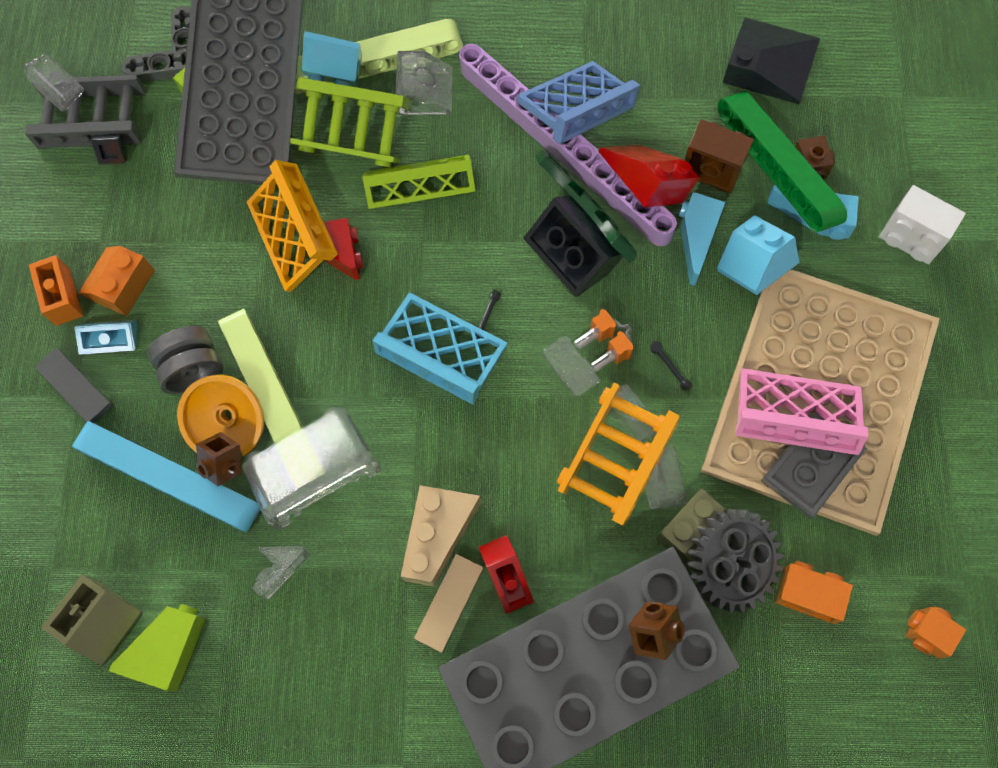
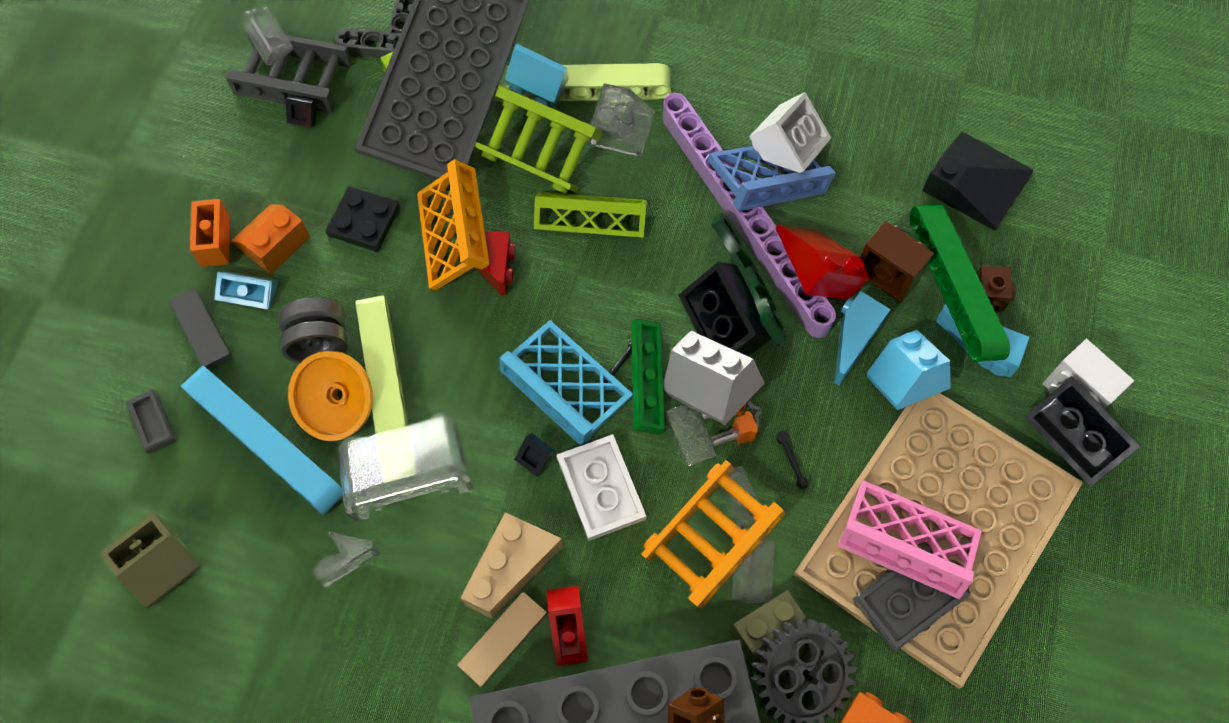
camera: 10 degrees right, 5 degrees down
(52, 487) = (151, 421): none -> dark grey tile
(162, 649) = (208, 608): lime slope -> none
(201, 239) = (363, 219): none -> black plate
(218, 458) = (317, 434): reddish brown brick -> none
(431, 423) = (534, 454): none -> black plate
(501, 437) = (601, 487): none -> white plate
(516, 323) = (647, 377): none -> green tile
(577, 308) = (711, 377): none -> light grey slope
(589, 58) = (791, 135): none -> white slope
(929, 271) = (1082, 431): none -> black slope

